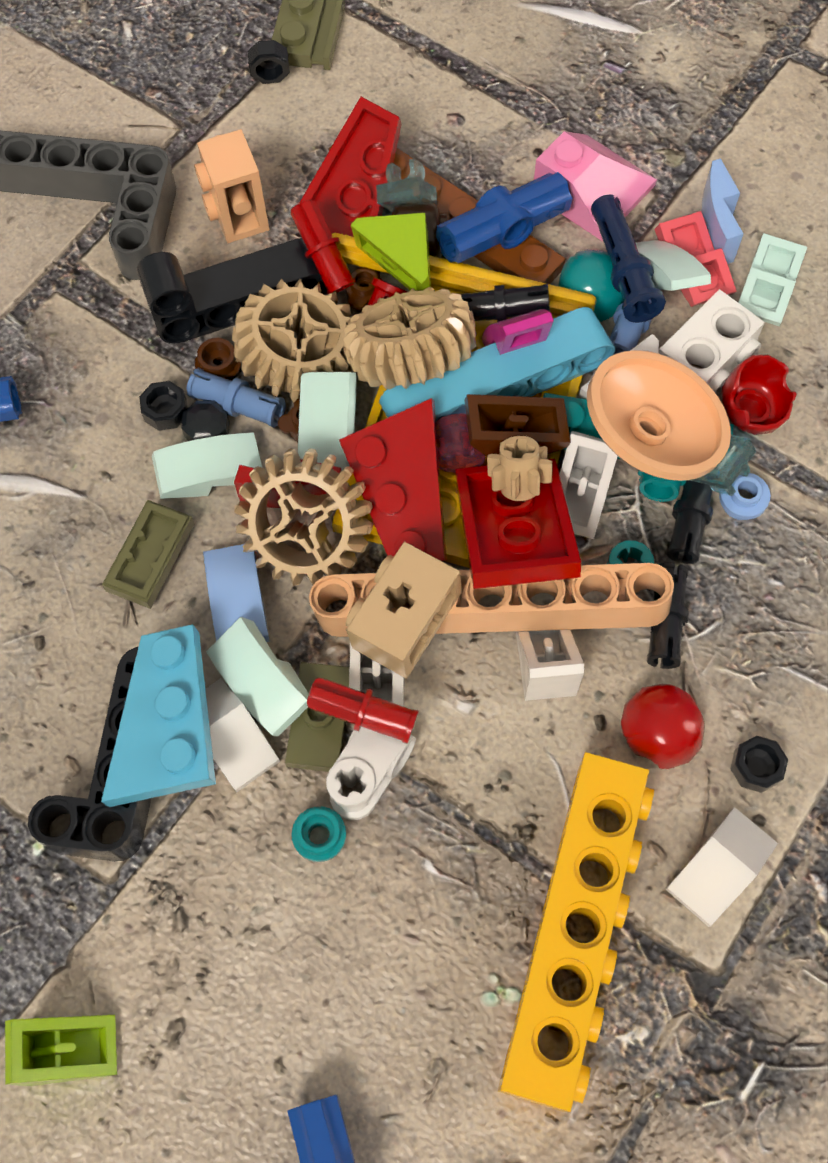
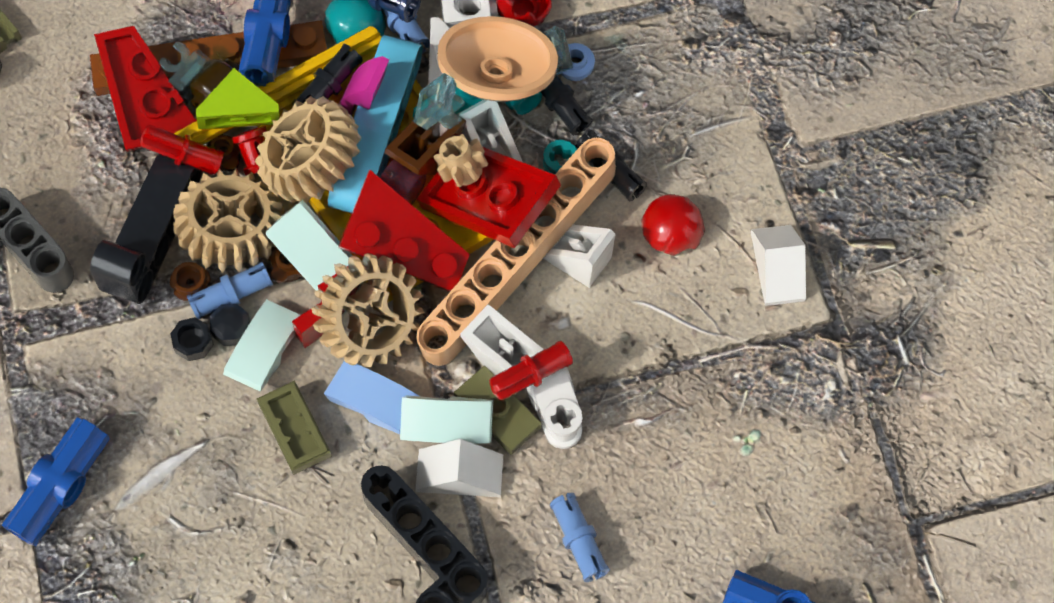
camera: 55 degrees left, 0 degrees up
(164, 722) = (433, 491): medium azure wing -> none
(233, 186) = (74, 166): light nougat brick -> none
(248, 902) = (579, 537): none -> medium blue pin
(314, 818) = (571, 454): teal plate -> none
(403, 636) = (490, 273): tan brick -> none
(526, 1072) = (801, 456): yellow brick -> none
(553, 399) = (438, 103): none -> clear light blue tile
(759, 764) = (740, 194): black tile -> none

